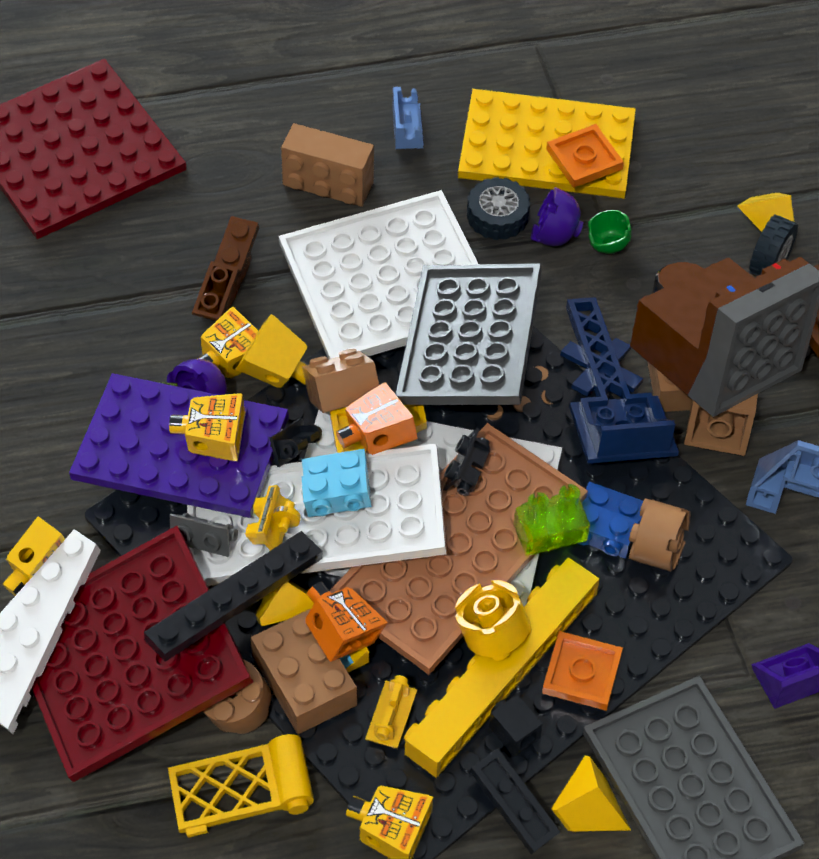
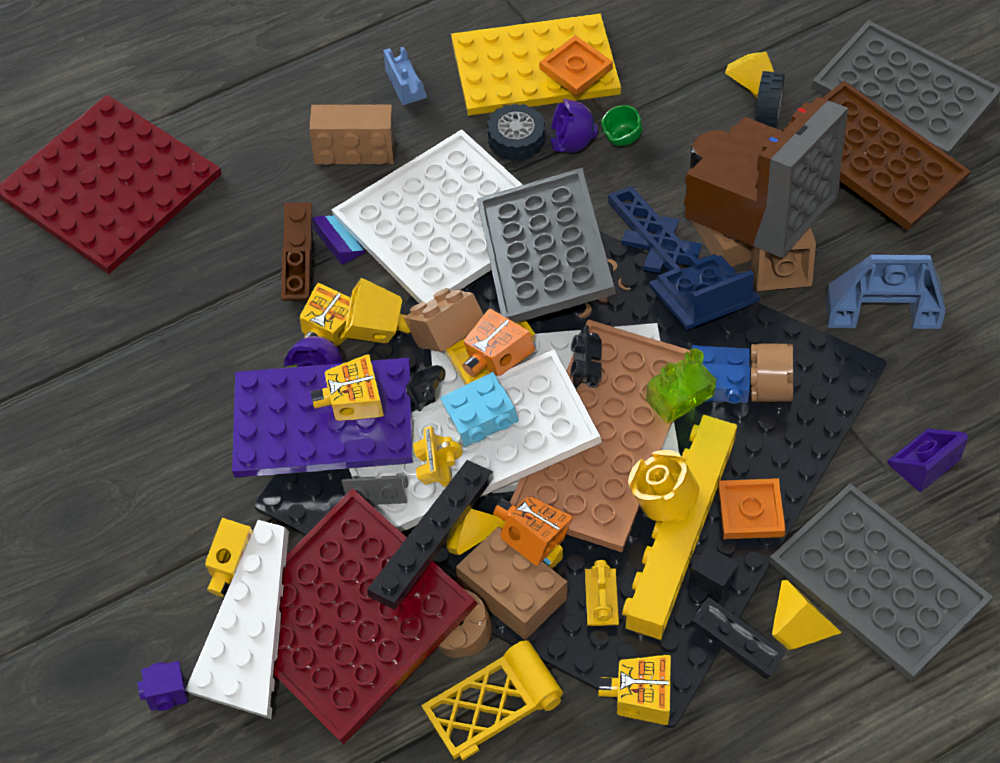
camera: 15 degrees left, 0 degrees up
(274, 267) = (337, 238): none -> dark purple slope

